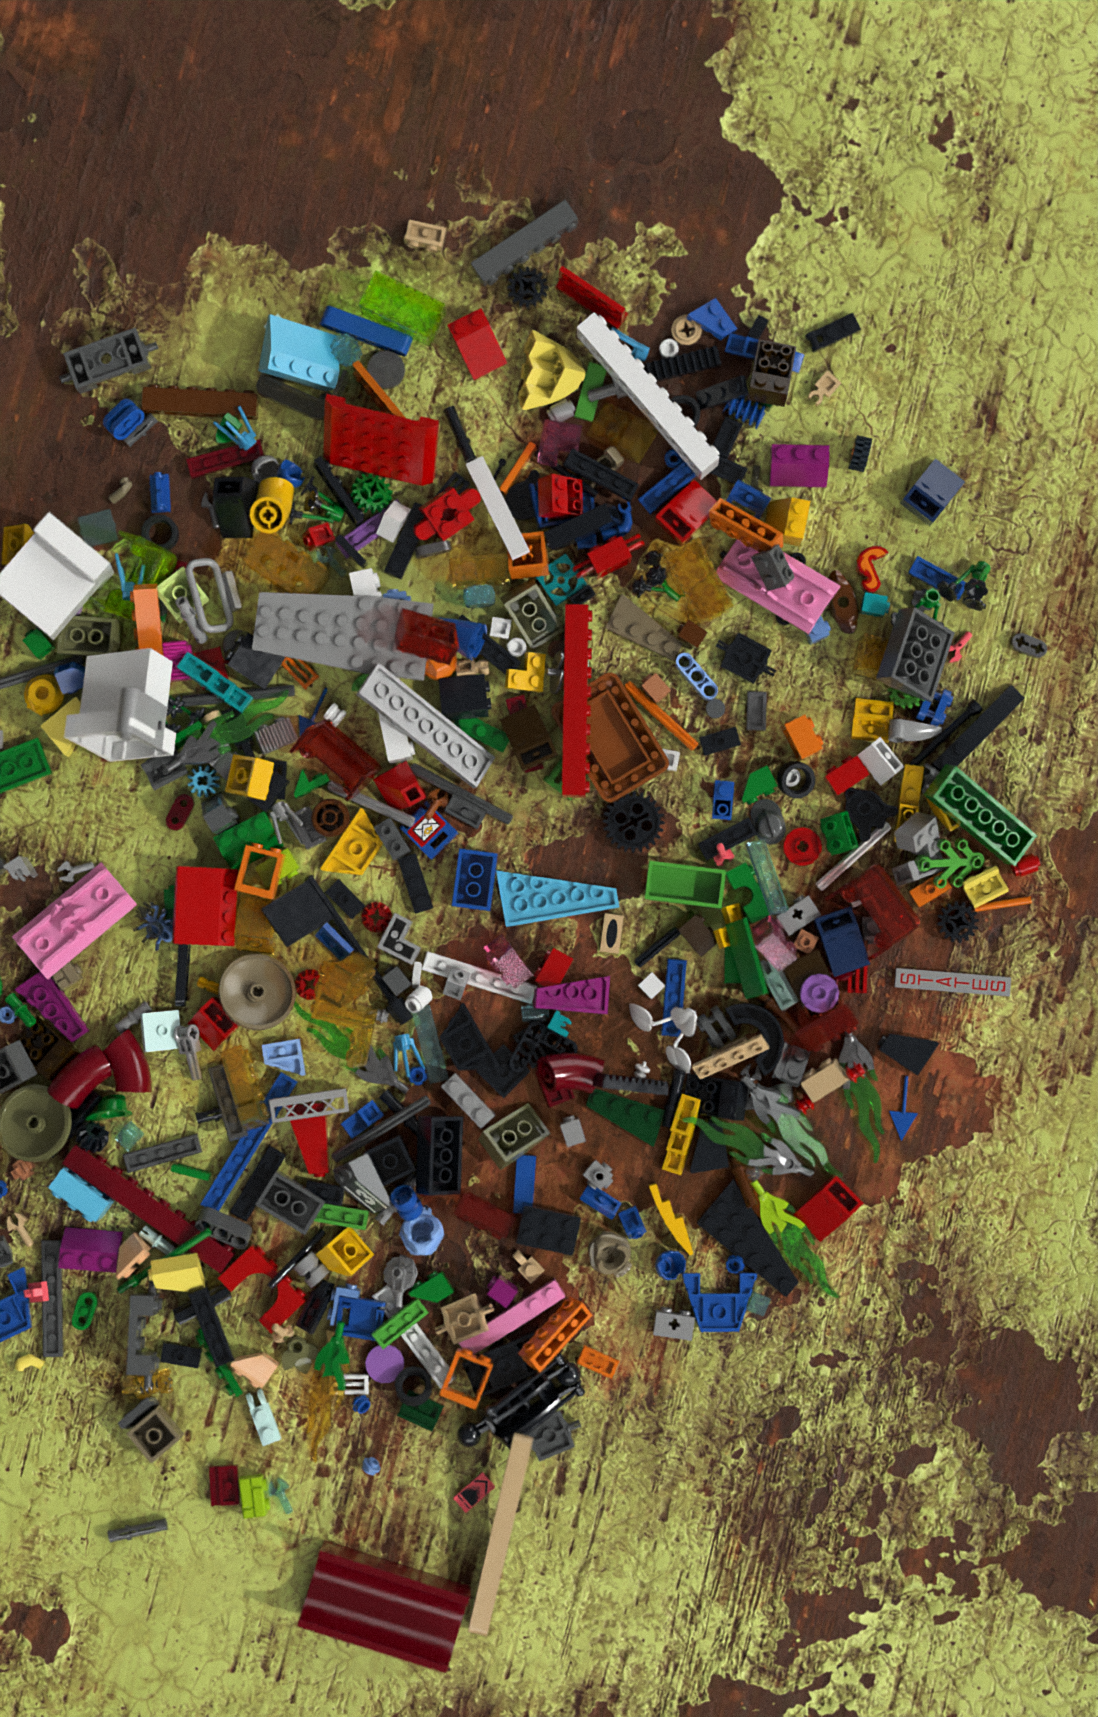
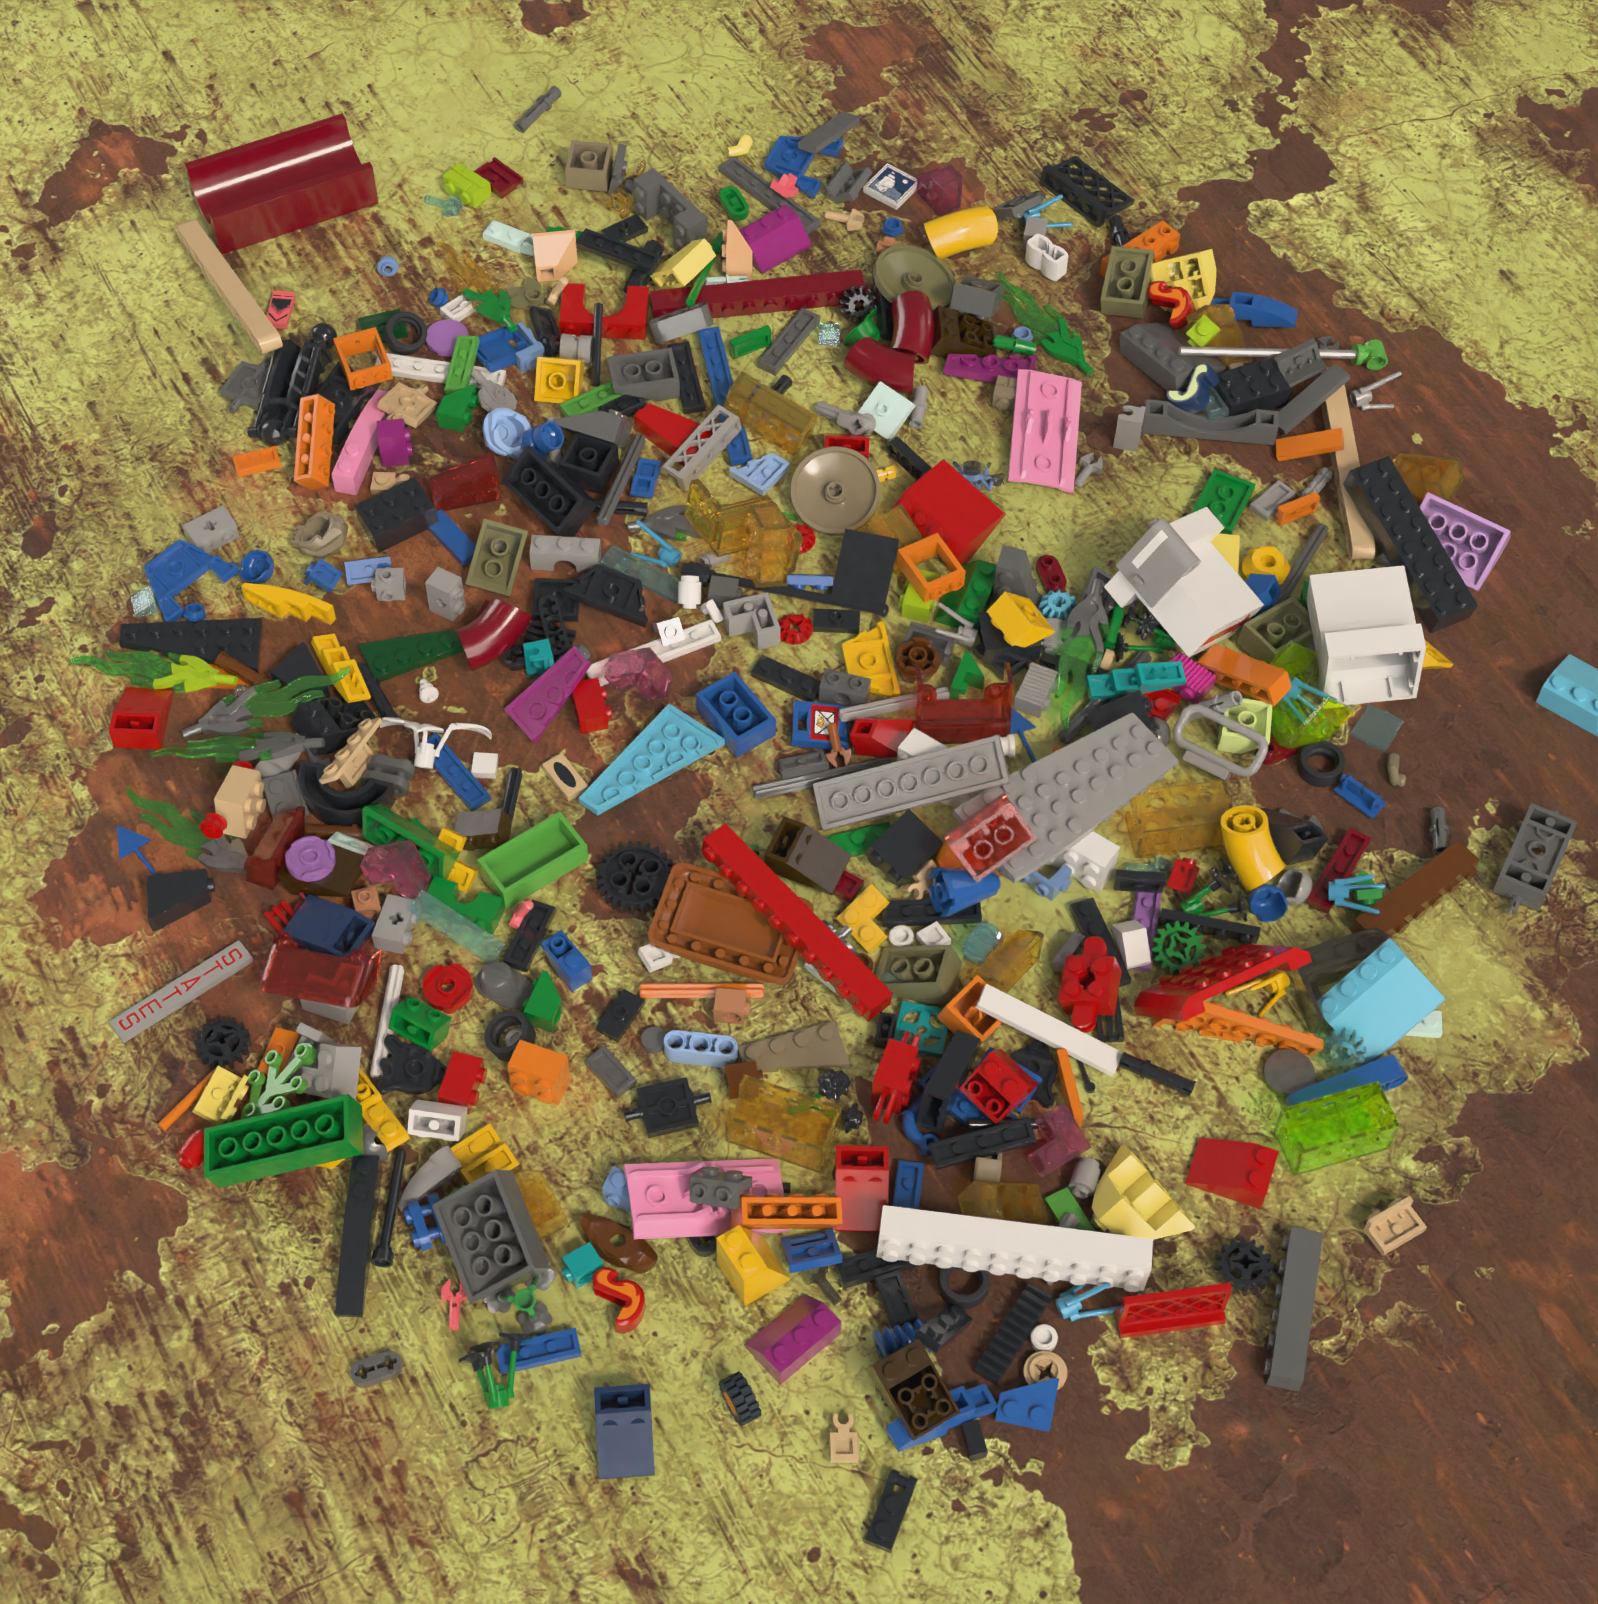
camera: 130 degrees right, 30 degrees down
(80, 1195) = (821, 255): medium azure brick -> none
(123, 419) = (1463, 822): blue brick -> none
(422, 1075) = (630, 542): blue plate -> none
(630, 1084) = (425, 658): black gear -> none

